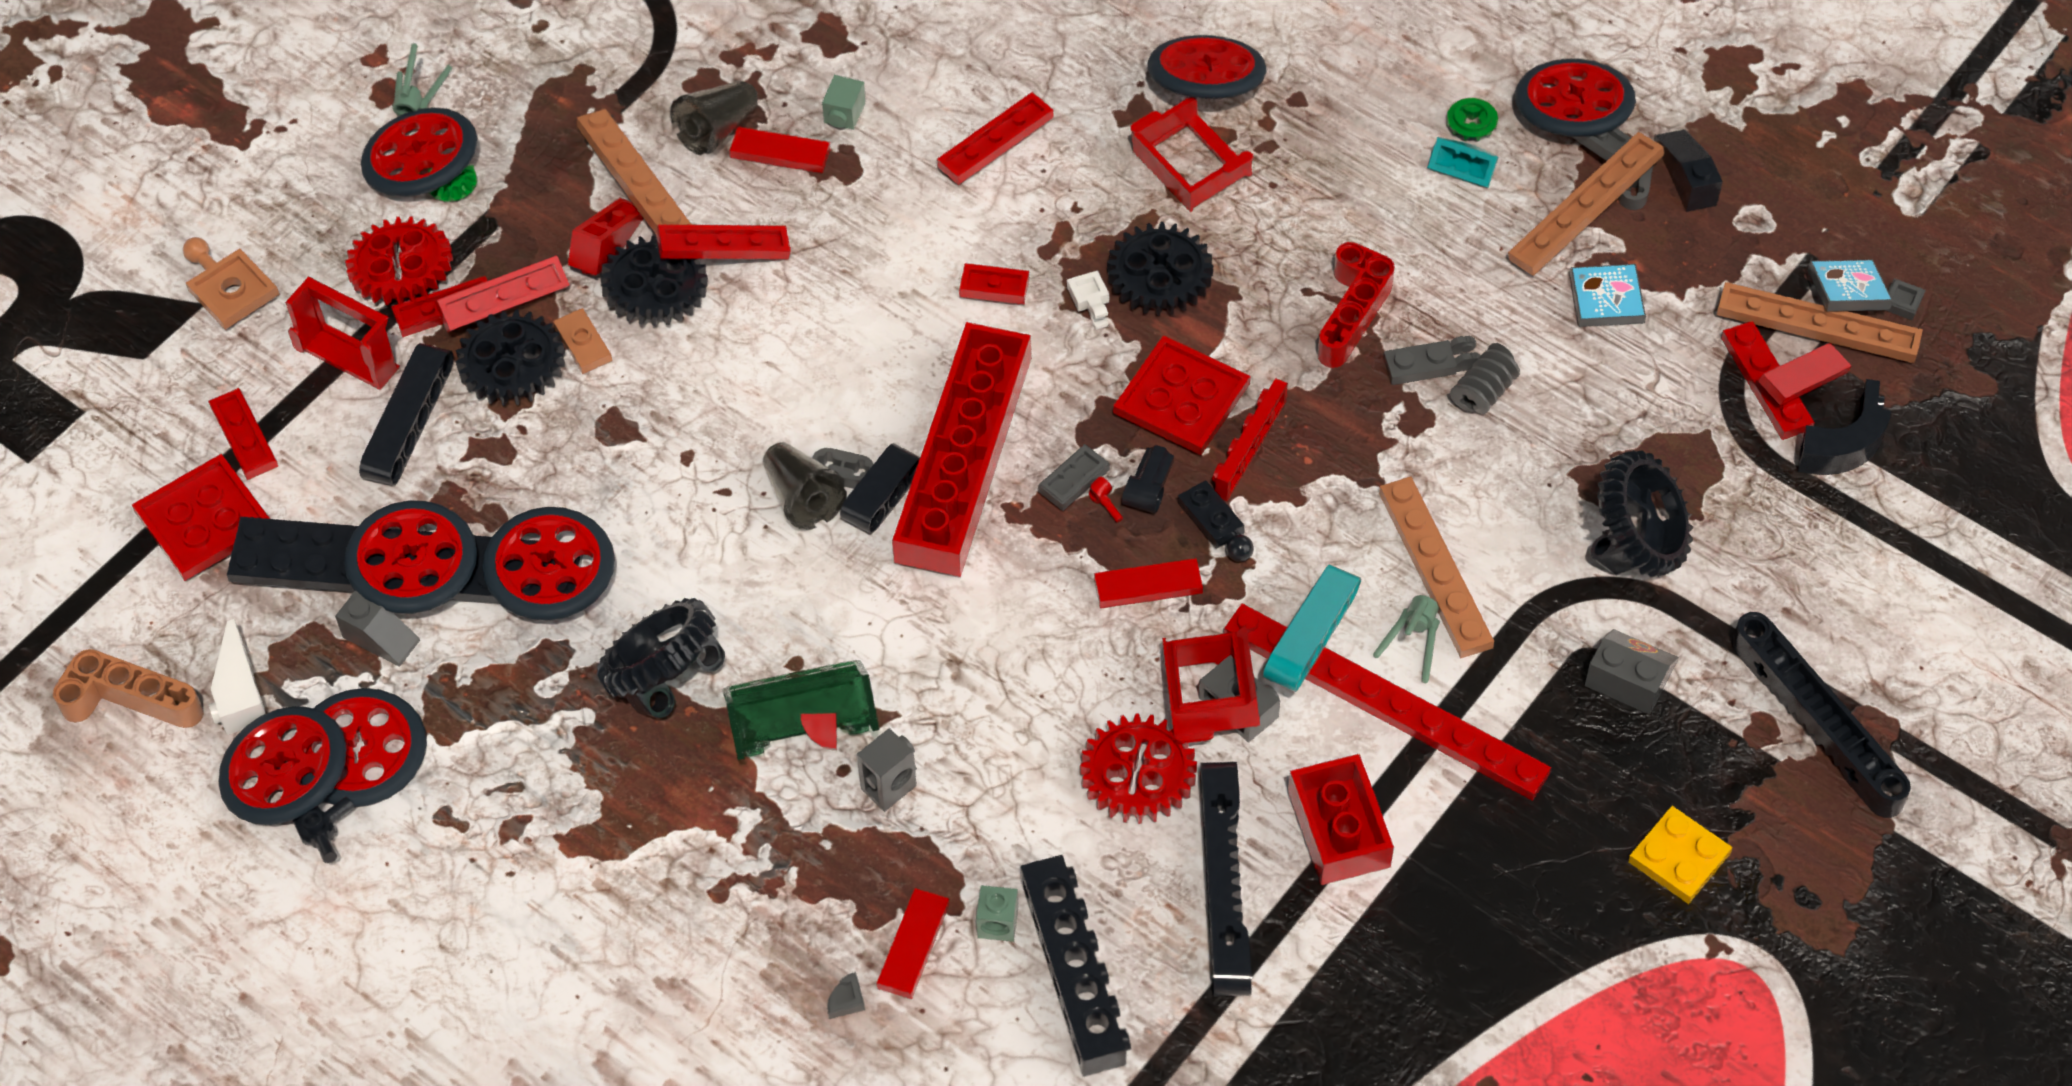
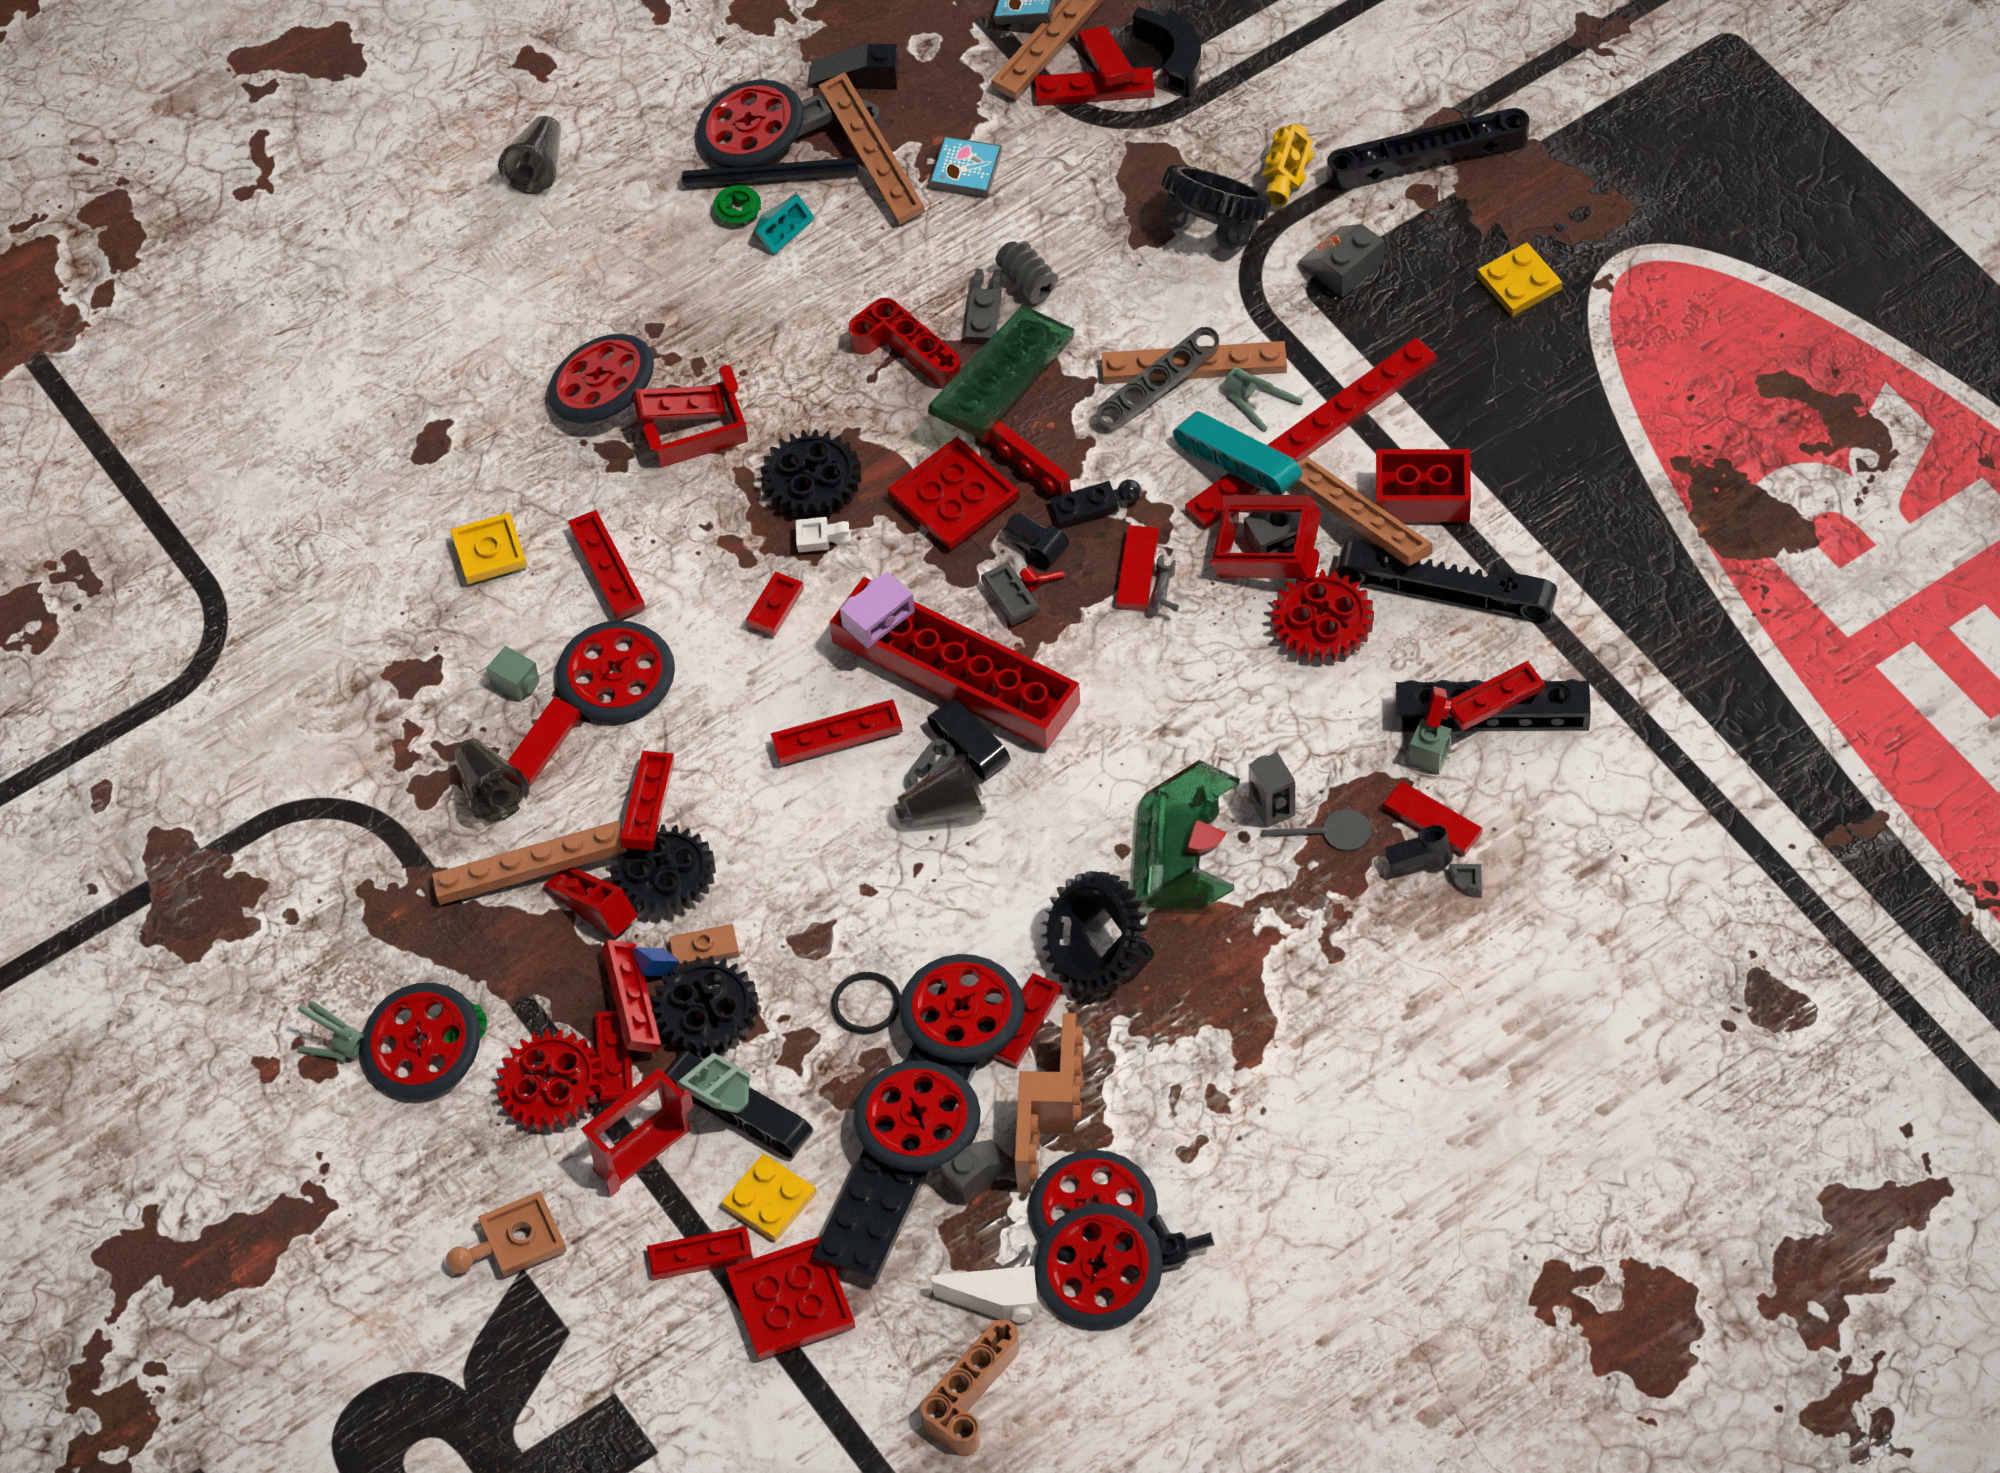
camera: 70 degrees left, 0 degrees up
(314, 471) = (769, 1197): none -> yellow plate
(402, 380) = (718, 1084): none -> sand green slope
(445, 654) = (1048, 1102): none -> nougat bracket
(551, 302) = (655, 961): none -> blue slope
(555, 463) = (869, 1029): none -> black tyre
(574, 632) = (1039, 998): none -> red tile
(857, 376) = (836, 732): none -> red plate
(863, 942) = (1429, 849): none -> black piece
(876, 215) = (605, 638): none -> wedge
(877, 863) = (1342, 830): none -> dark grey piece
(982, 351) = (877, 609): none -> lavender brick
(983, 43) = (488, 548): none -> yellow plate
(1027, 895) = (1438, 707): none -> red plate
(1071, 955) = (1495, 695): none -> red tile
(1117, 611) = (1160, 594): none -> dark grey piece
(1194, 130) = (679, 403): none -> red tile
(1276, 761) = (1362, 513): none -> nougat plate
(1338, 387) = (1001, 371): none -> clear green plate
(1402, 543) = (1152, 392): none -> dark grey beam
(1525, 132) = (770, 172): none -> black axle
(1738, 579) = (1287, 162): none -> yellow brick

